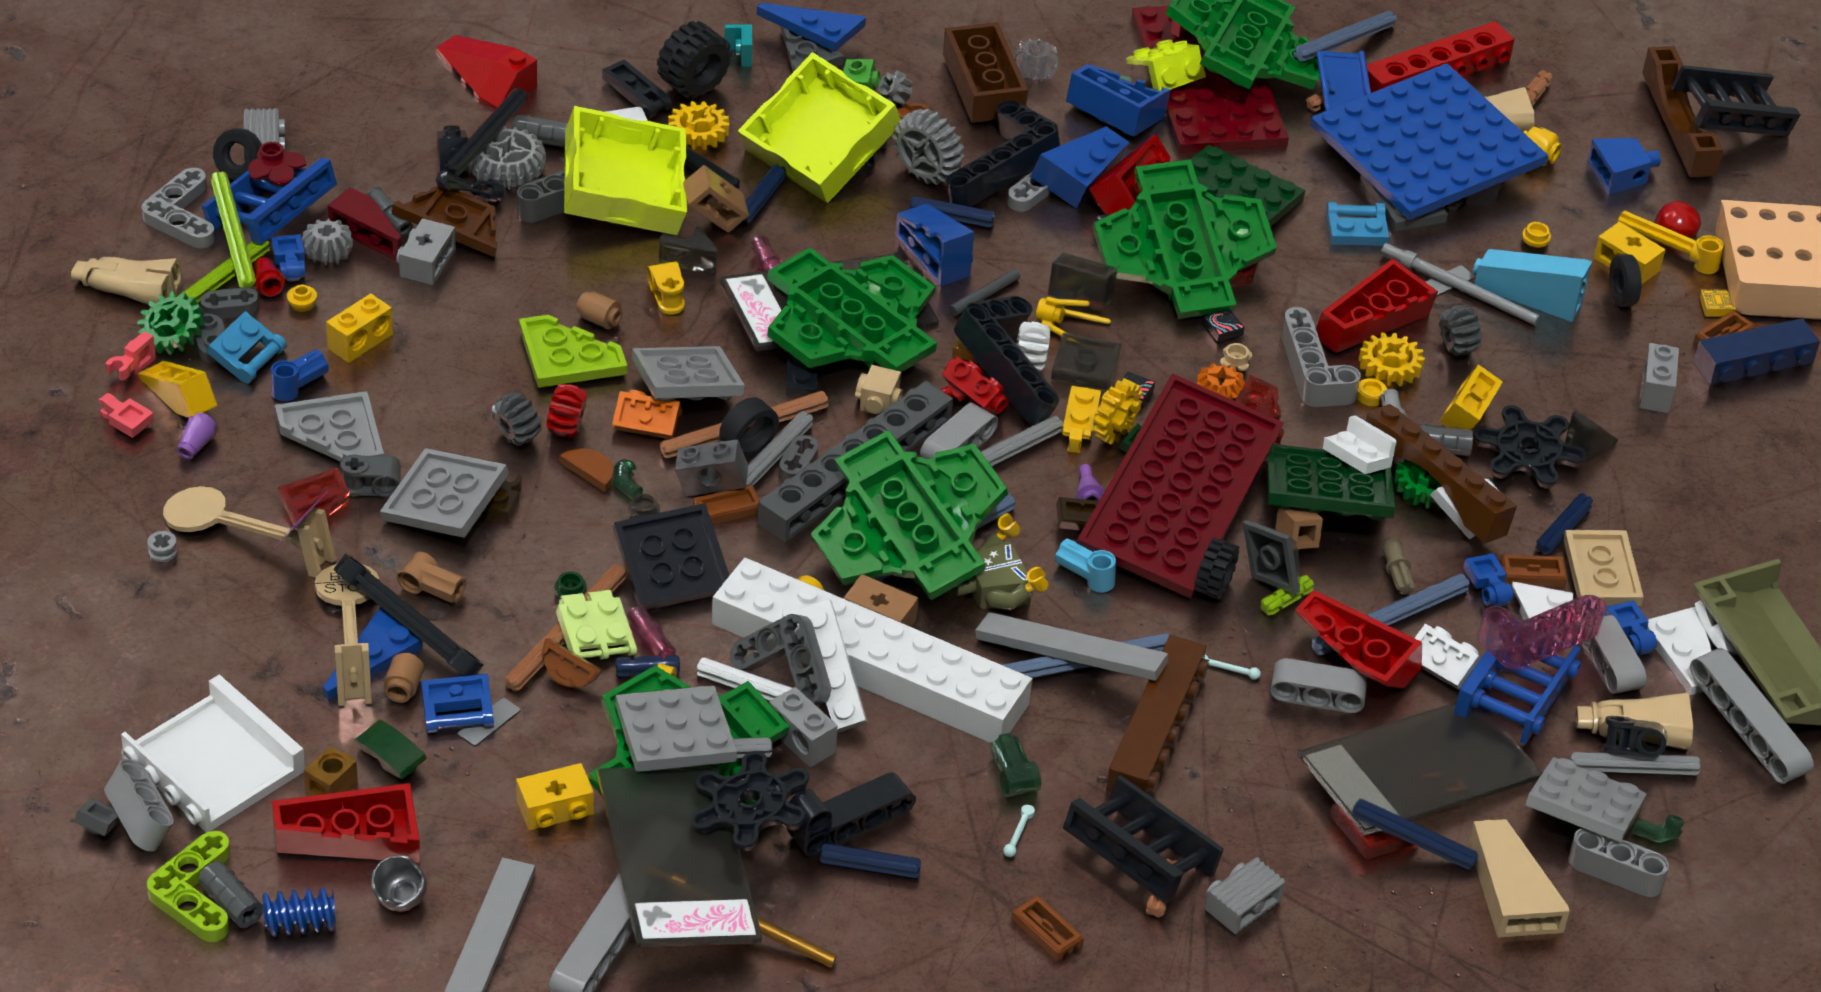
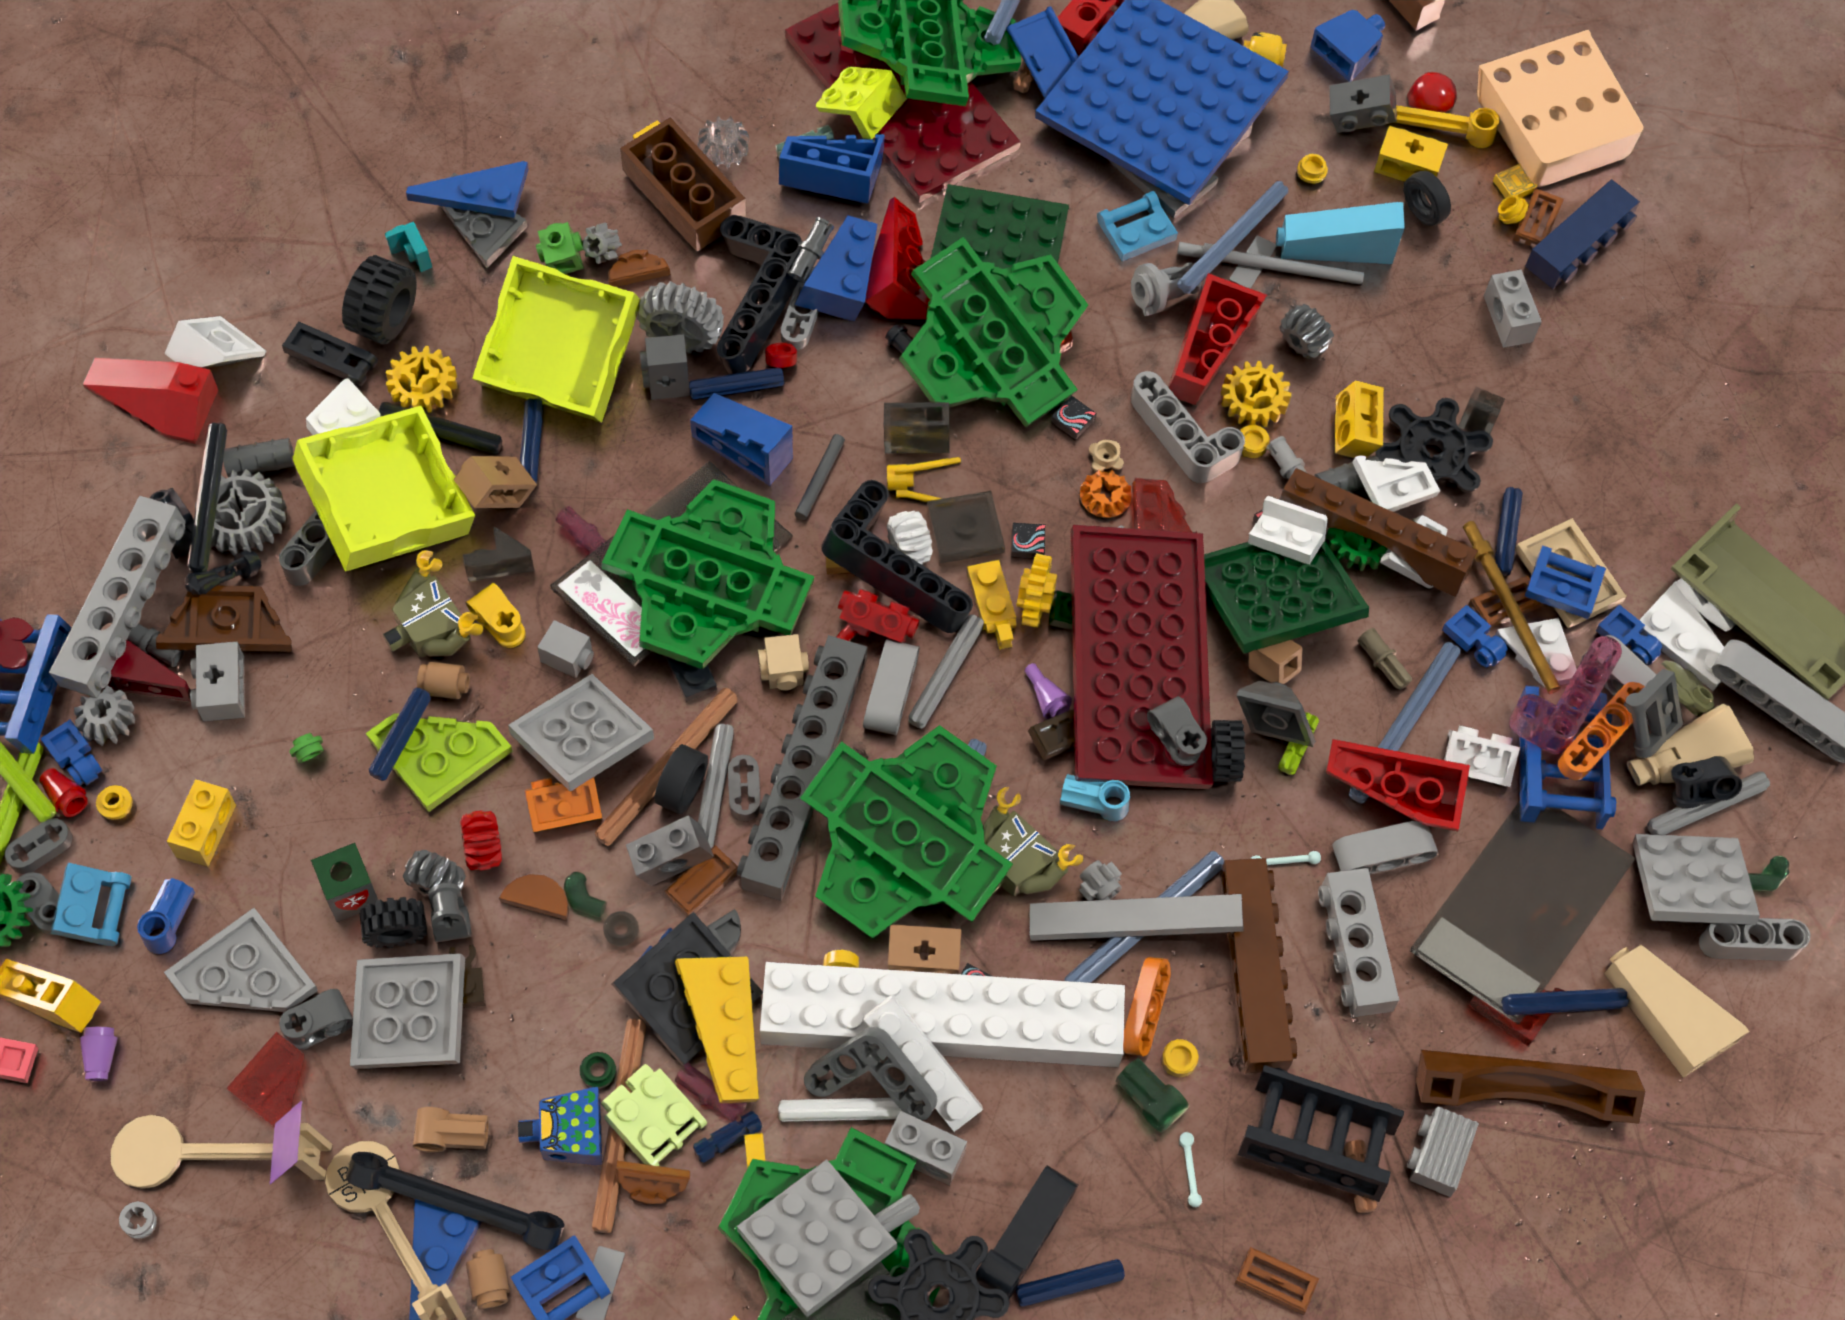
camera: 25 degrees left, 20 degrees up
(380, 163) = (102, 607): none -> light grey brick
(445, 397) = (347, 896): none -> dark green piece
(468, 314) = (306, 747): none -> bright green plate
(472, 422) = (393, 922): none -> black tyre
(513, 442) = (448, 914): none -> dark grey piece
(523, 609) = (567, 1128): none -> blue torso
(544, 325) = (399, 734): none -> dark blue axle
(551, 51) = (210, 343): none -> white slope
(613, 264) = (428, 615): none -> olive torso
(688, 582) = (723, 1015): none -> yellow wing
(707, 323) = (565, 649): none -> light grey brick
(730, 542) = (727, 930): none -> dark grey tile
(897, 175) = (665, 367): none -> dark grey brick
(999, 205) = (781, 355): none -> red tile
(1054, 757) = (1179, 1058): none -> yellow tile
(1057, 613) = (1100, 881): none -> light grey gear
(1058, 708) = (1146, 1006): none -> orange beam
(1061, 133) = (811, 250): none -> dark grey pin
(1180, 537) = (1176, 727): none -> dark grey piece
(1256, 735) = (1356, 890): none -> light grey brick
(1344, 261) = (1154, 287): none -> light grey piece
(1347, 876) = (1466, 1078): none -> reddish brown arch
(1435, 249) = (1232, 237): none -> sand blue axle
(1478, 448) = (1396, 483): none -> white wing
(1525, 671) = (1604, 730): none -> orange beam
(1530, 527) = (1485, 556): none -> pearl gold bar
(1589, 564) = (1561, 589): none -> blue plate
(1605, 201) = (1363, 103): none -> dark grey brick
(1622, 667) = (1663, 711): none -> dark grey plate
(1656, 670) = (1690, 690): none -> olive plate
(1702, 317) = (1512, 209): none -> yellow plate

